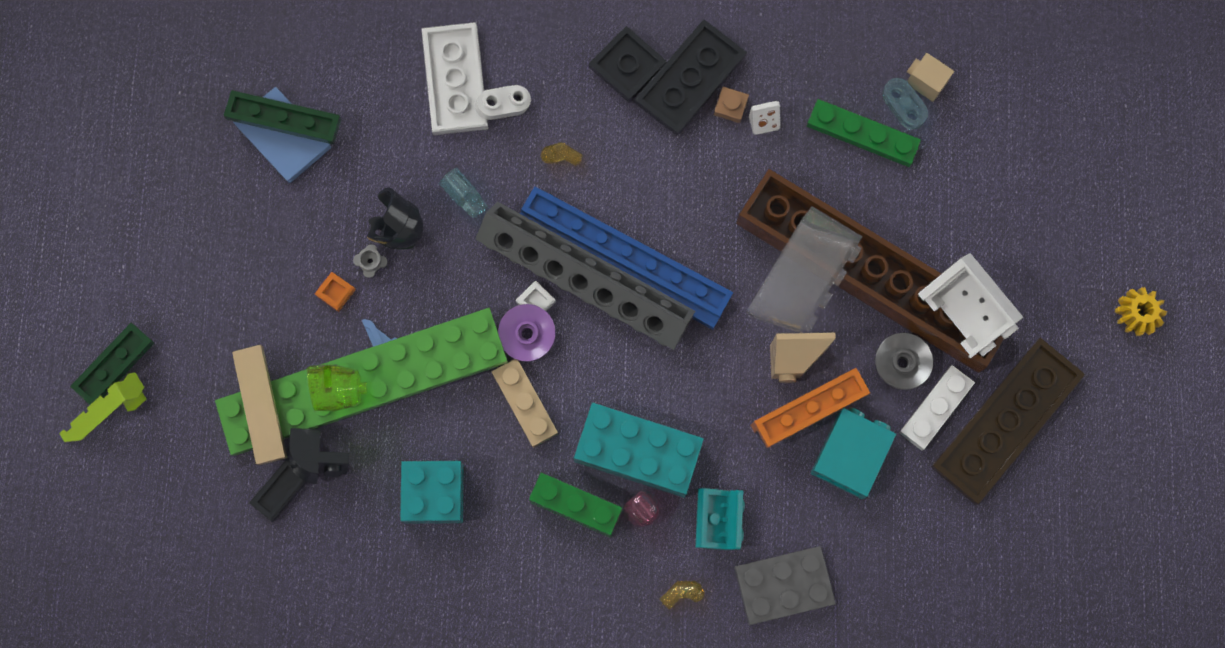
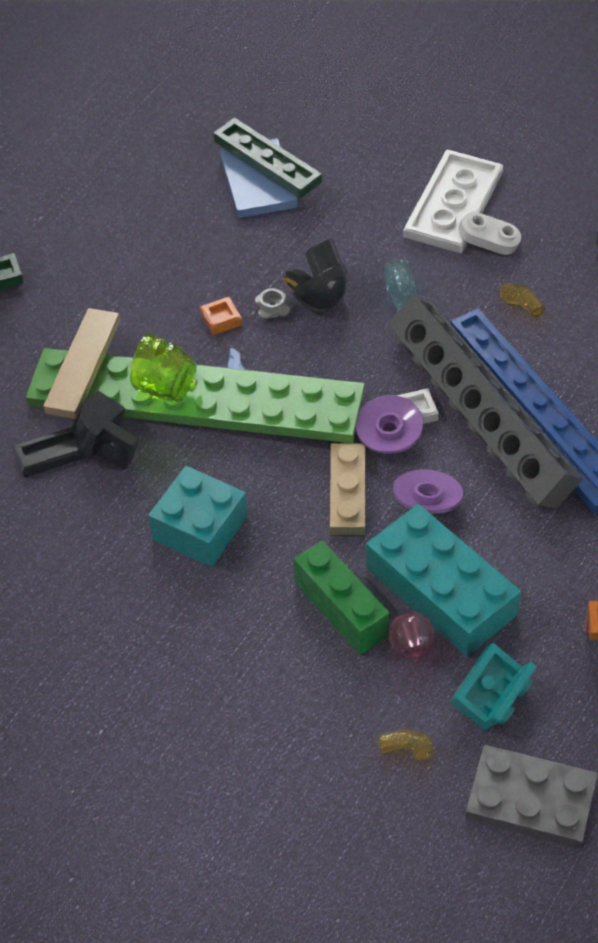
camera: 35 degrees right, 25 degrees down
(588, 368) = (428, 488): none -> medium lavender dish

